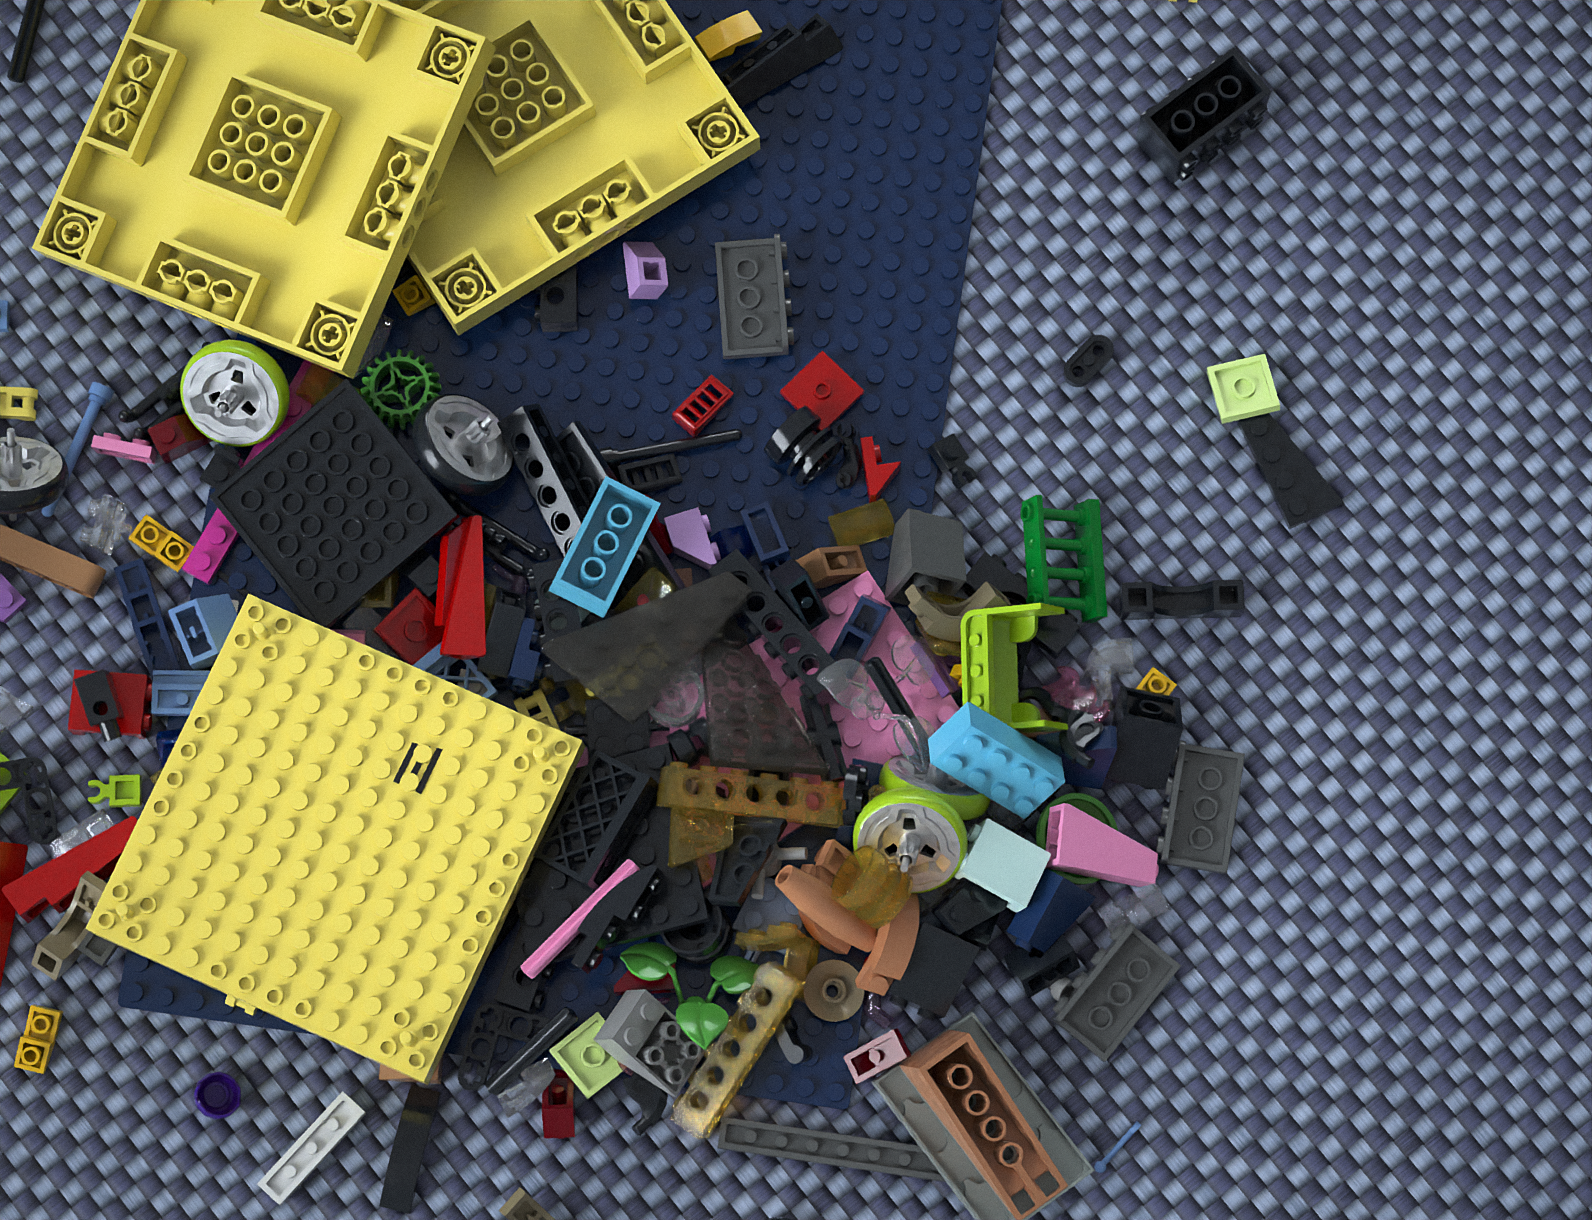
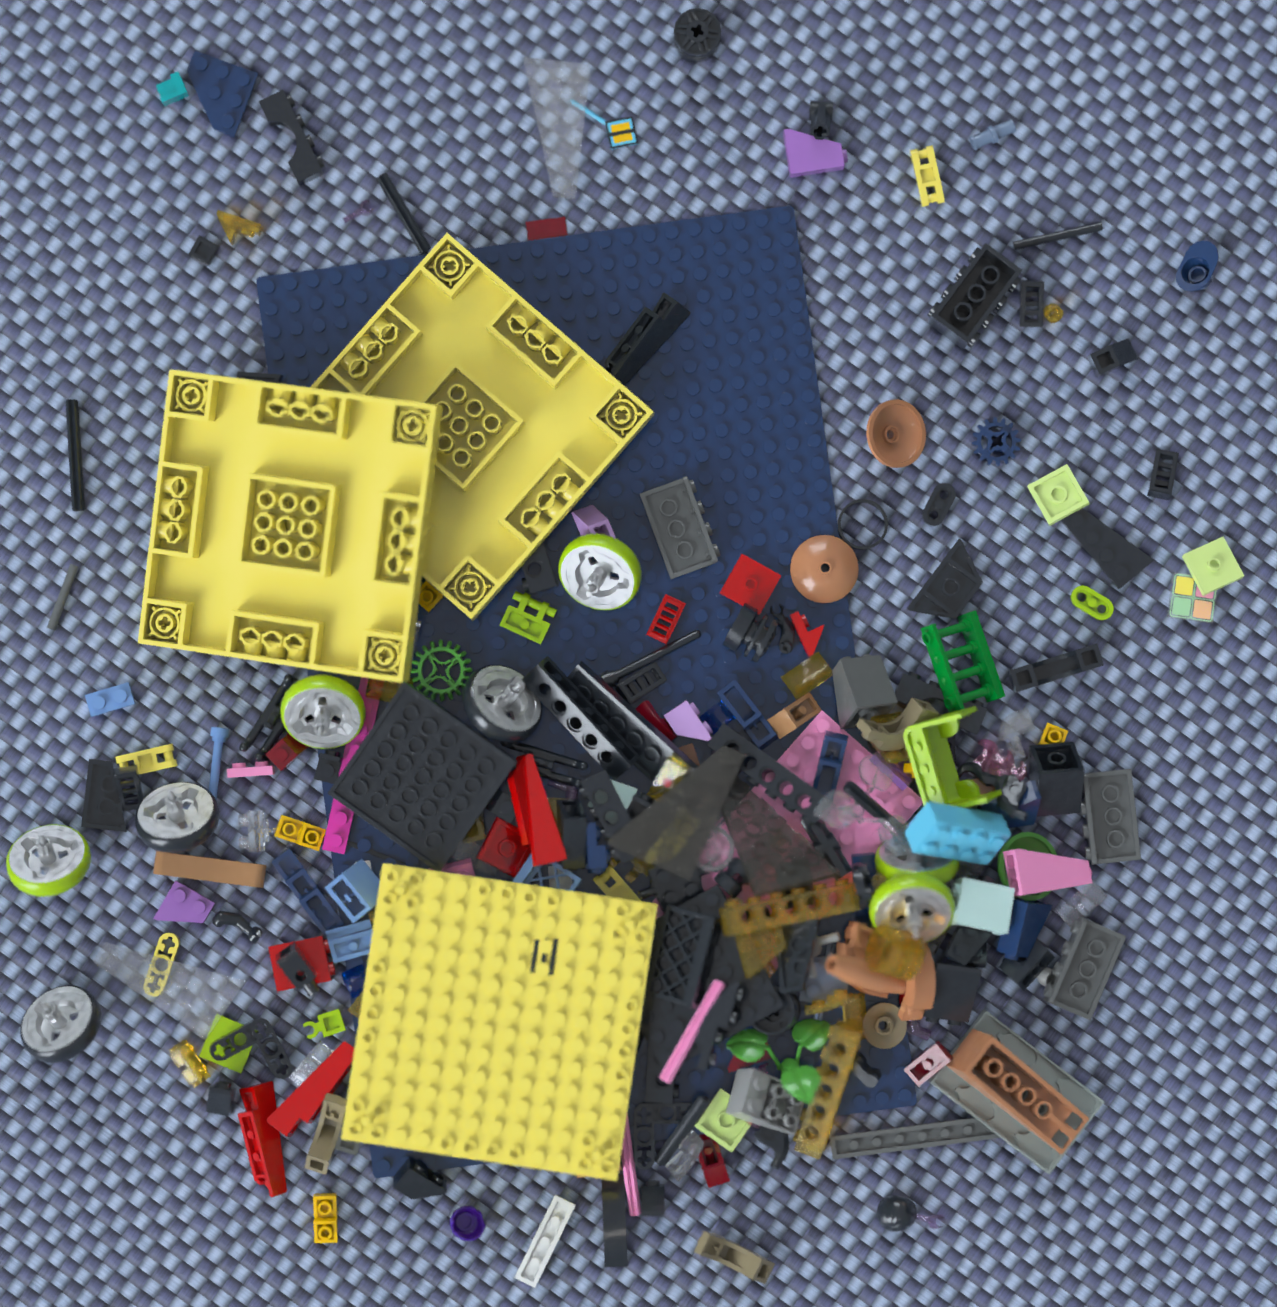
camera: 15 degrees left, 10 degrees up
(46, 628) = (239, 921): none -> black arm
(172, 1023) = (418, 1181): none -> black slope
(449, 1084) = (630, 1173): none -> bright pink axle
(467, 1131) = (652, 1198): none -> black slope
(523, 361) = (525, 624): none -> lime plate
(604, 547) = (631, 756): medium azure brick -> none
(621, 328) = (592, 582): none -> flat silver wheel
(727, 34) = (602, 330): yellow slope -> none
(799, 593) = (780, 747): black brick -> none
(921, 418) = (820, 585): none -> nougat dish
(951, 457) = (858, 606): black plate -> none
(992, 331) = (869, 502): none -> black tyre
(1070, 254) = (905, 433): none -> nougat dish
(1073, 464) = (949, 585): none -> black wing
(1100, 1166) = (1106, 1094): medium blue hinge -> none
(1187, 314) = (988, 434): none -> dark blue gear
(1251, 534) = (1091, 603): none -> lime plate
(1279, 127) = (1039, 284): none -> black slope
(1302, 167) = (1056, 309): none -> clear yellow hinge
(1328, 80) = (1056, 236): none -> black bar
(1356, 240) = (1112, 357): none -> black slope
(1376, 419) = (1157, 492): none -> black slope
(1381, 564) = (1187, 601): none -> tile
(1418, 530) = (1213, 566): none -> yellowish green plate
(1493, 159) = (1197, 266): none -> dark blue piece

